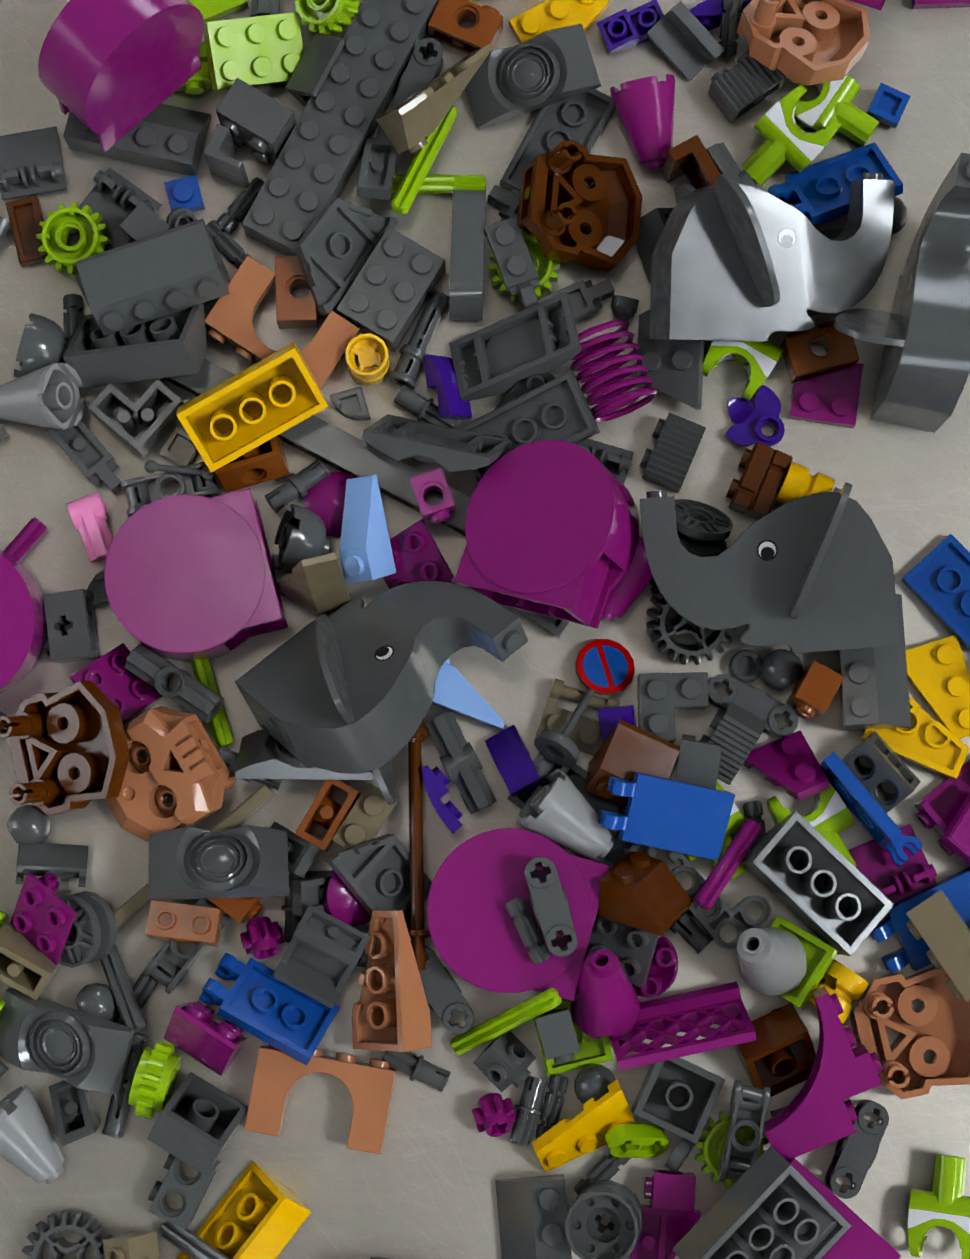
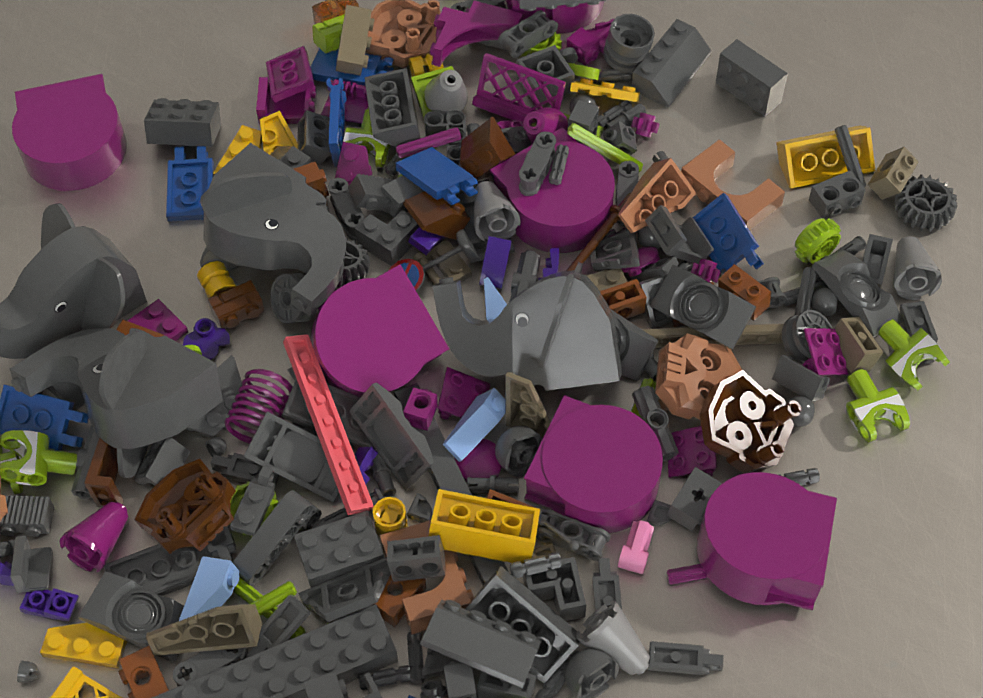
camera: 140 degrees left, 25 degrees down
(166, 405) = (536, 565): none -> dark grey axle
(197, 1123) = (806, 202): dark grey brick -> none
(204, 1036) = (773, 243): magenta slope -> none
(290, 316) = (416, 558): none -> dark grey brick
(481, 150) = (211, 586): none -> light blue slope
(512, 395) = (328, 424): none -> coral plate
(673, 451) = (264, 350): dark grey brick -> none
(781, 1053) = (469, 67): reddish brown slope -> none

